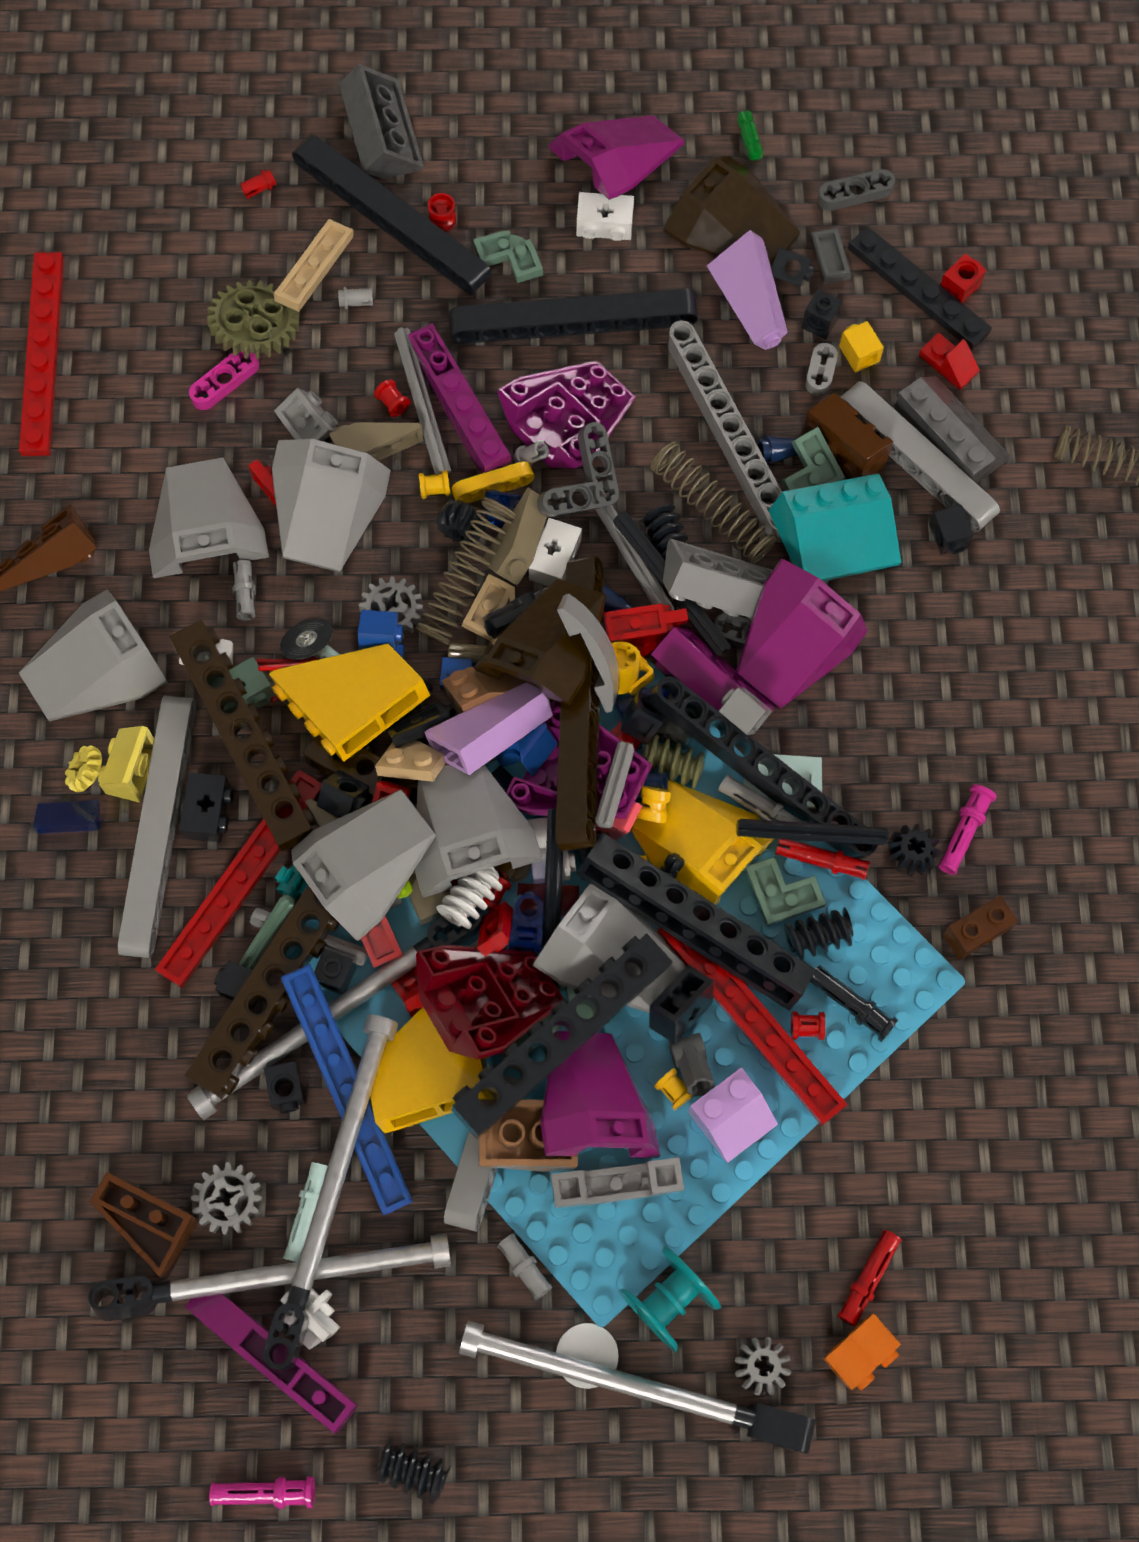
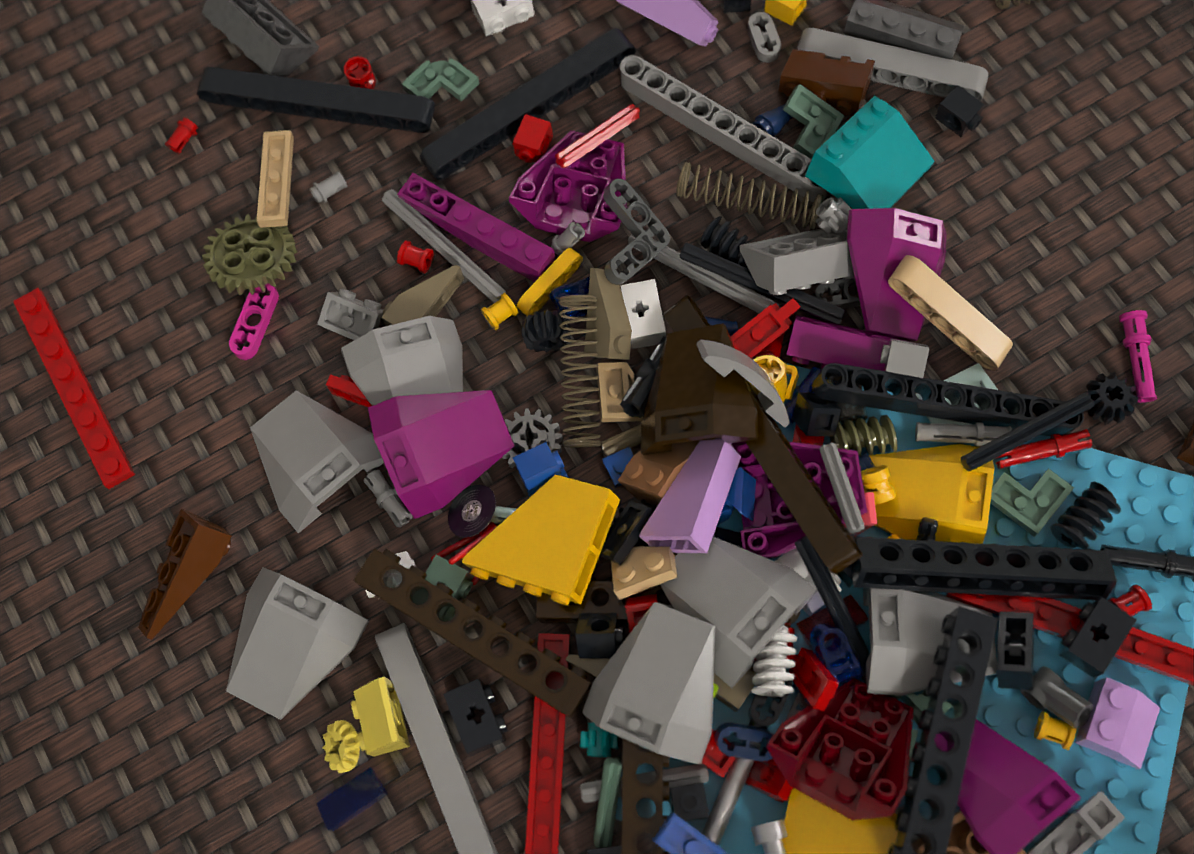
camera: 20 degrees left, 0 degrees up
(309, 566) = (438, 444): none -> magenta wedge
(400, 951) = (744, 749): none -> dark blue beam
(556, 349) = (532, 138): none -> red brick
(613, 377) = (597, 136): none -> axle
(745, 1045) = (1112, 628): none -> black brick
(768, 556) = (833, 215): none -> light grey gear
(816, 697) = (950, 312): none -> tan beam

